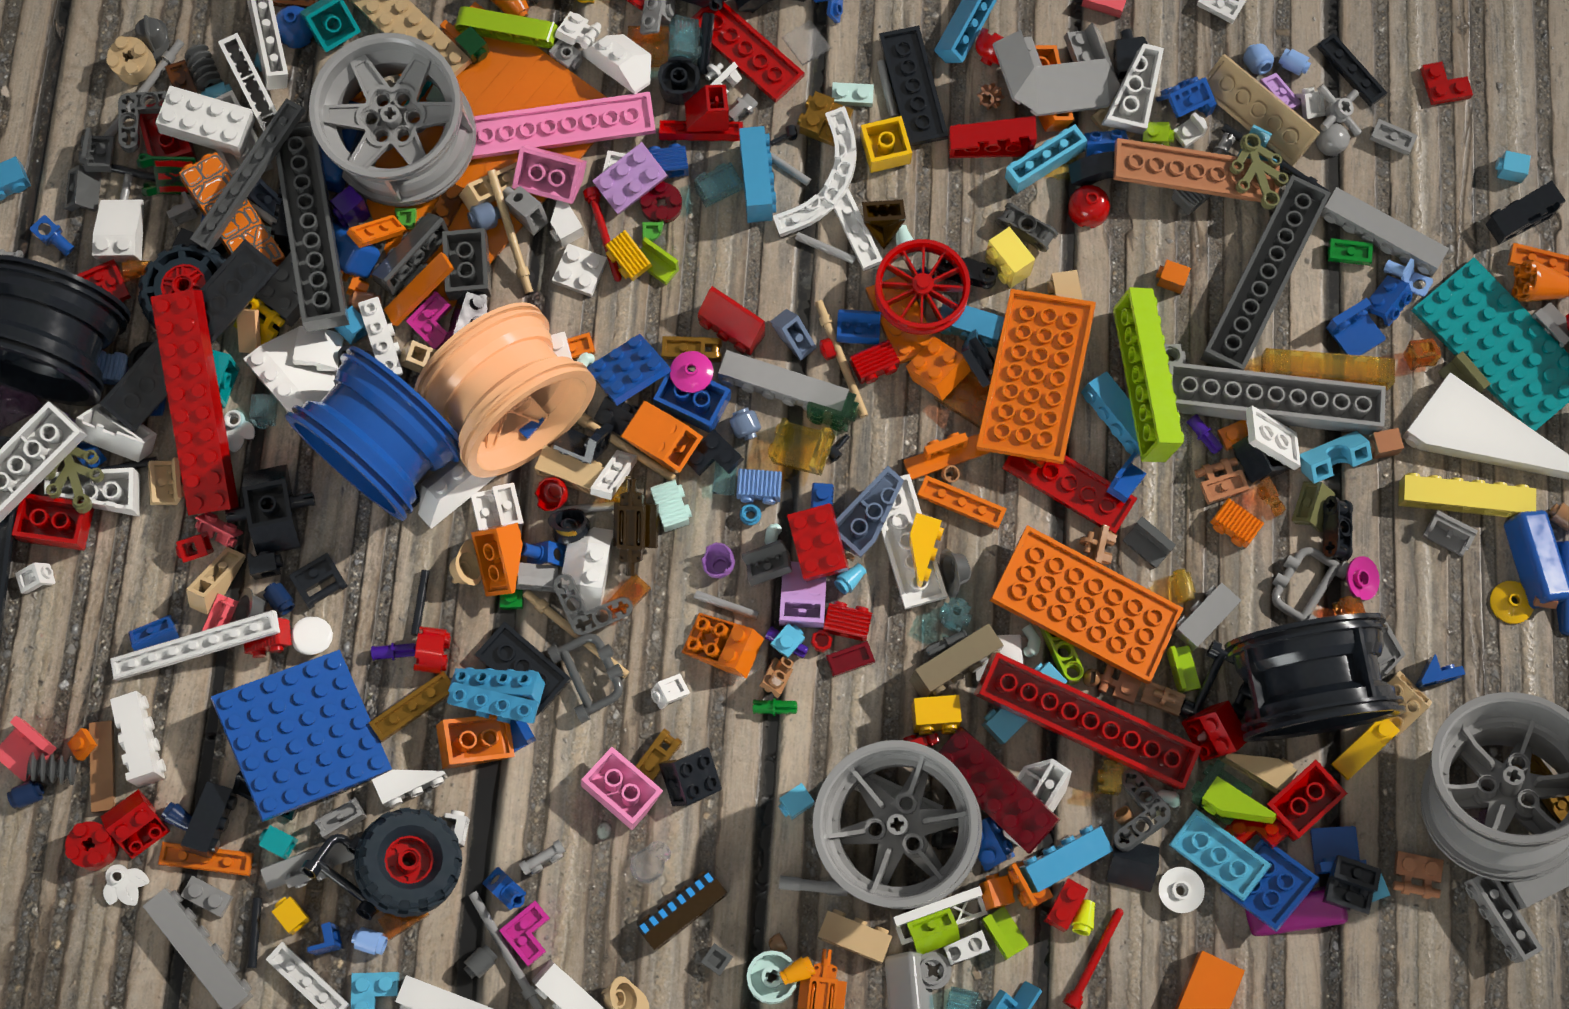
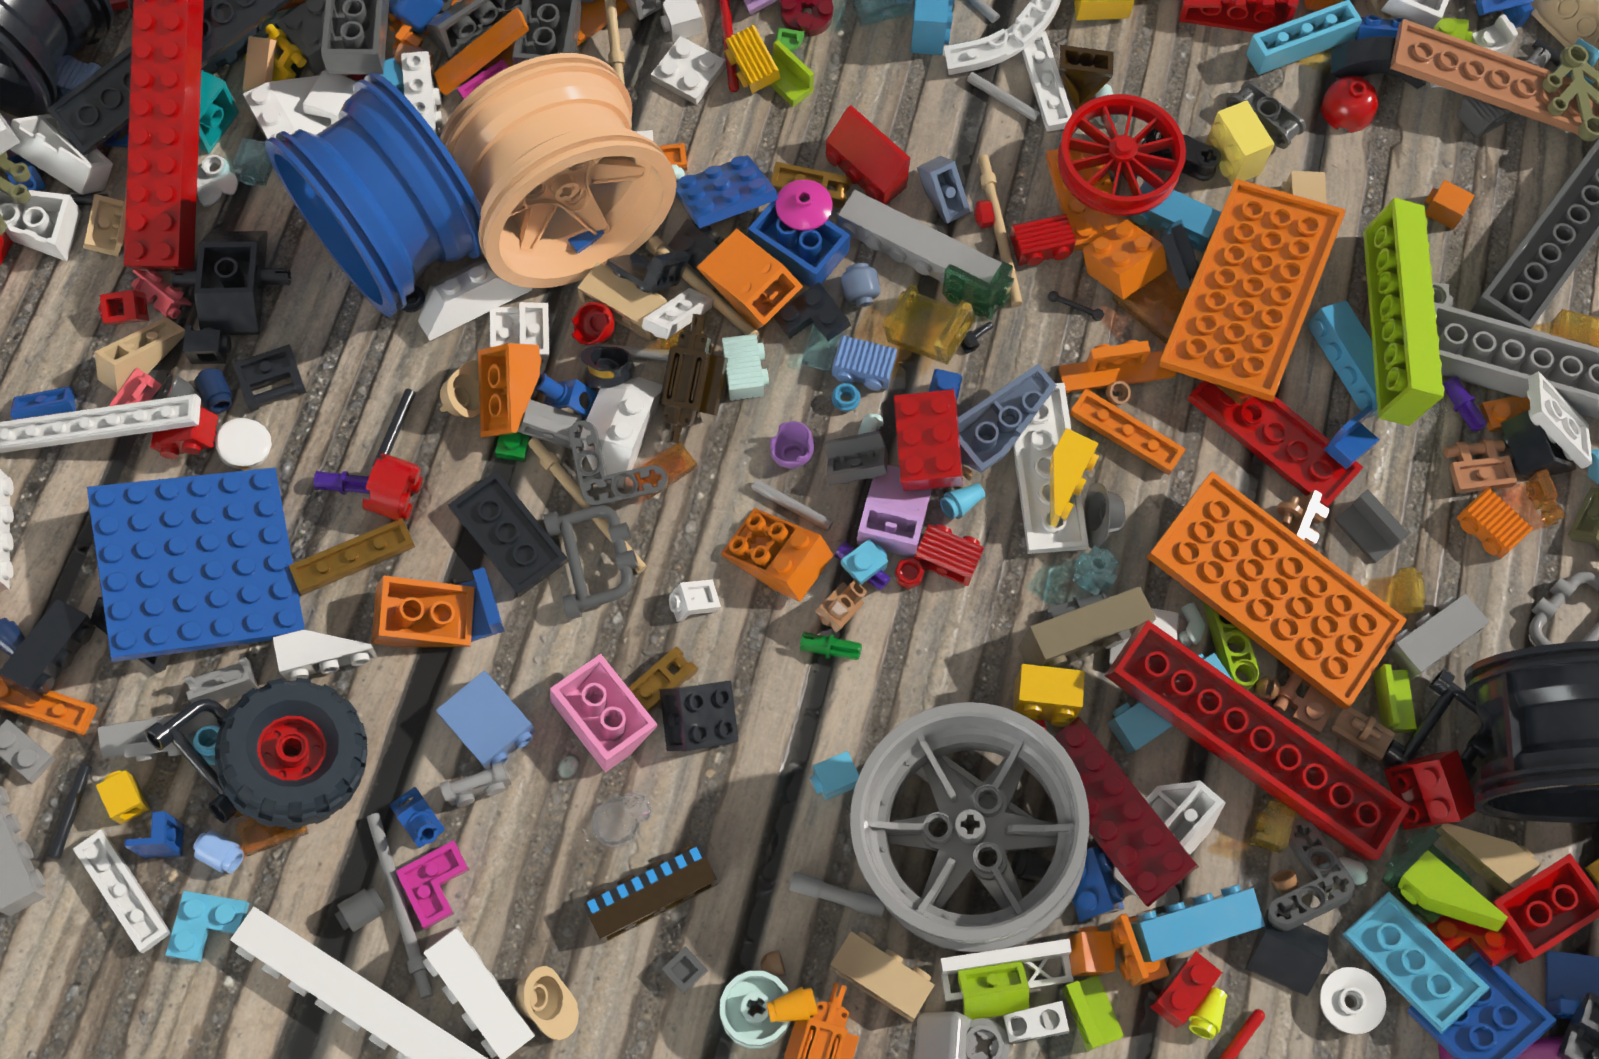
camera: 10 degrees right, 5 degrees down
(277, 842) = (130, 696): teal brick -> none
(341, 862) = (205, 741): none -> medium azure brick
(461, 825) = (377, 723): white bracket -> none
(493, 703) = (453, 566): dark azure bracket -> none
(516, 683) = (466, 549): dark azure brick -> none
(539, 810) = (486, 721): none -> medium blue panel
(850, 659) = (943, 604): dark red tile -> none
(858, 326) = (1029, 193): blue bracket -> none
(925, 412) = (1097, 314): none -> black hinge

